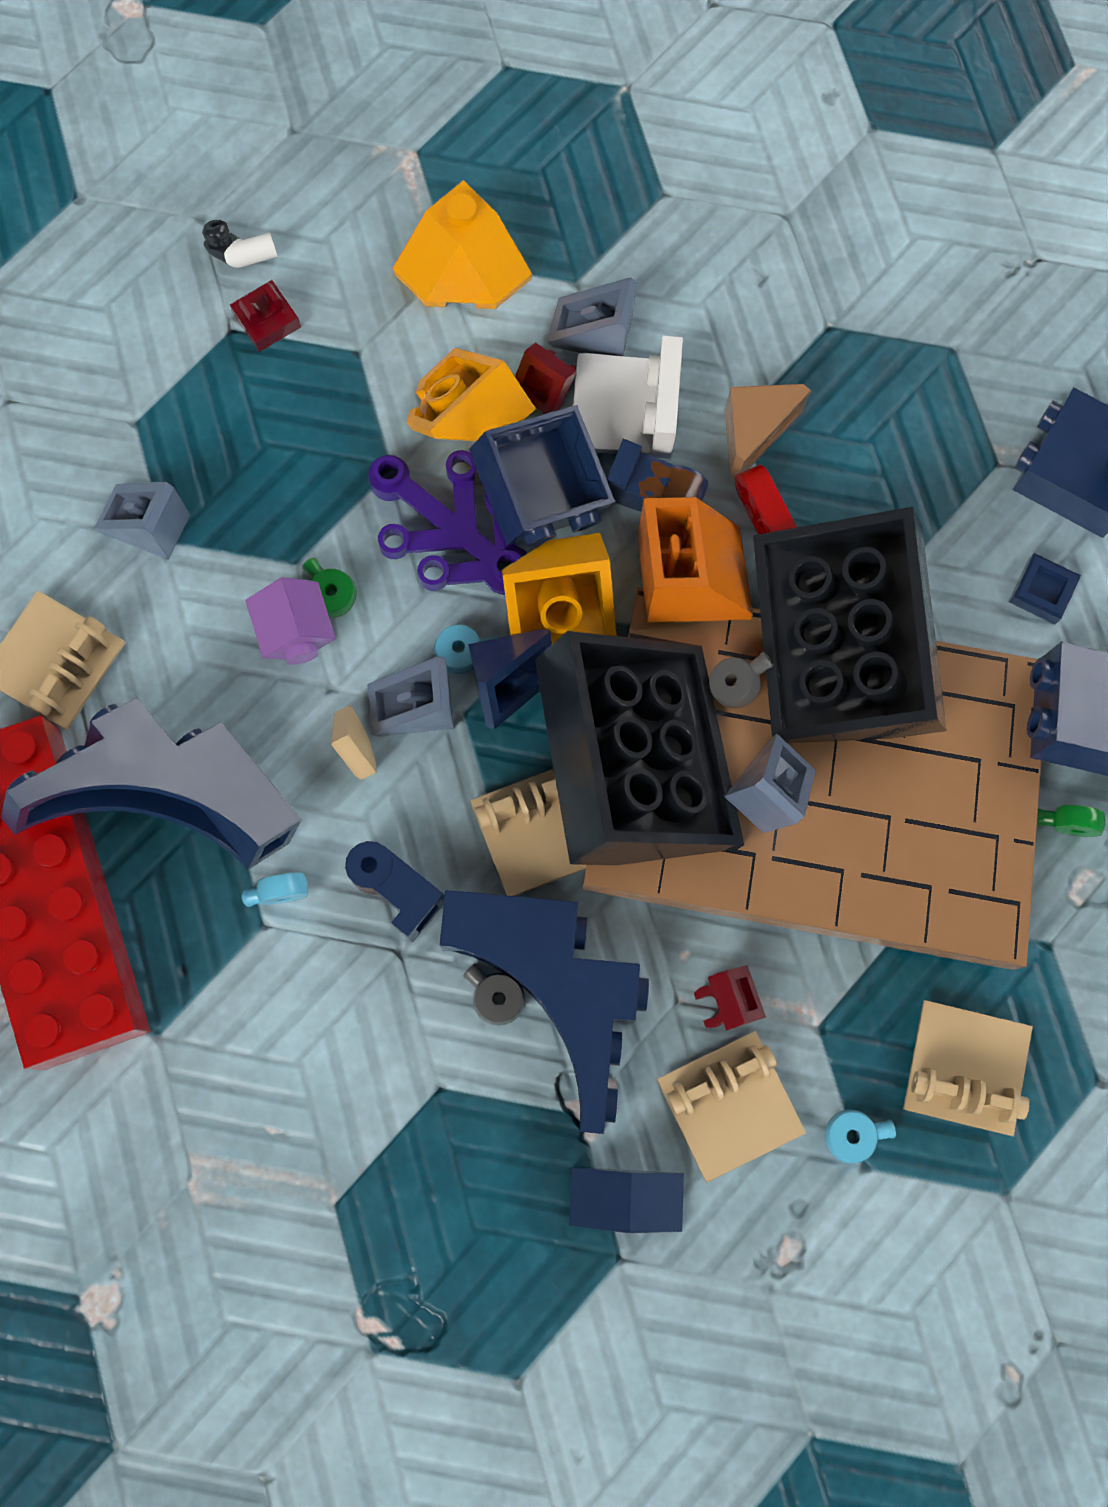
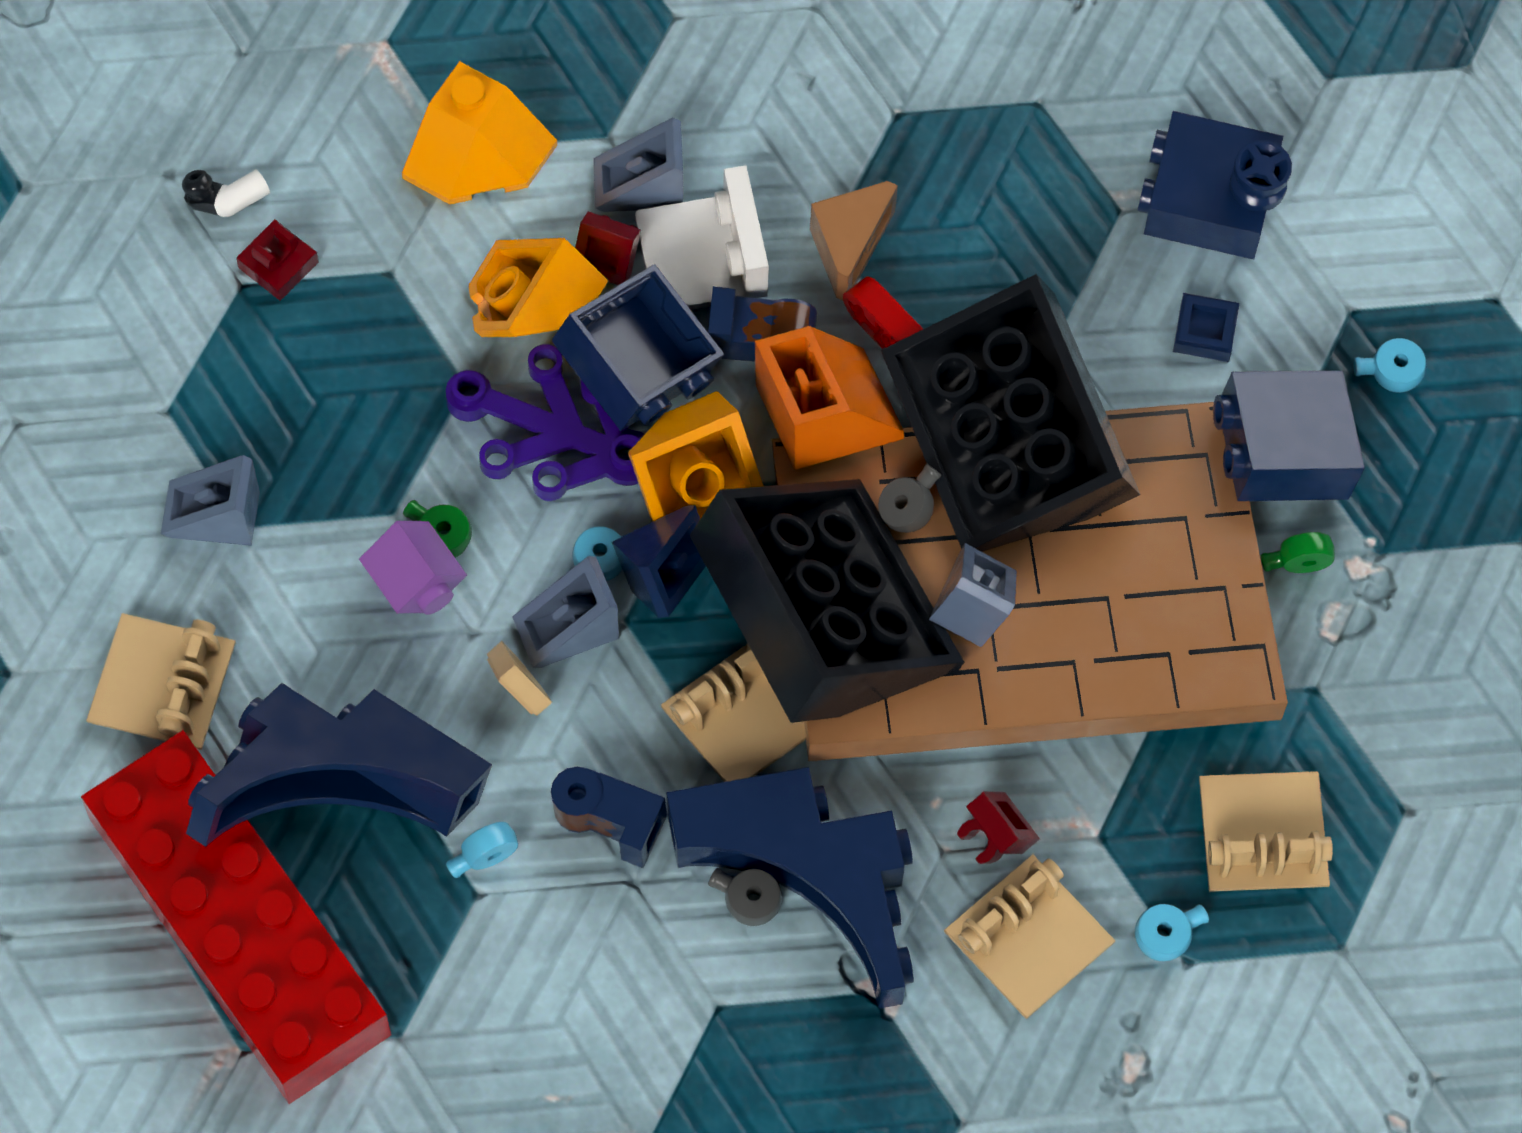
camera: 15 degrees left, 10 degrees down
(626, 1200) = (948, 1056): dark blue slope -> none

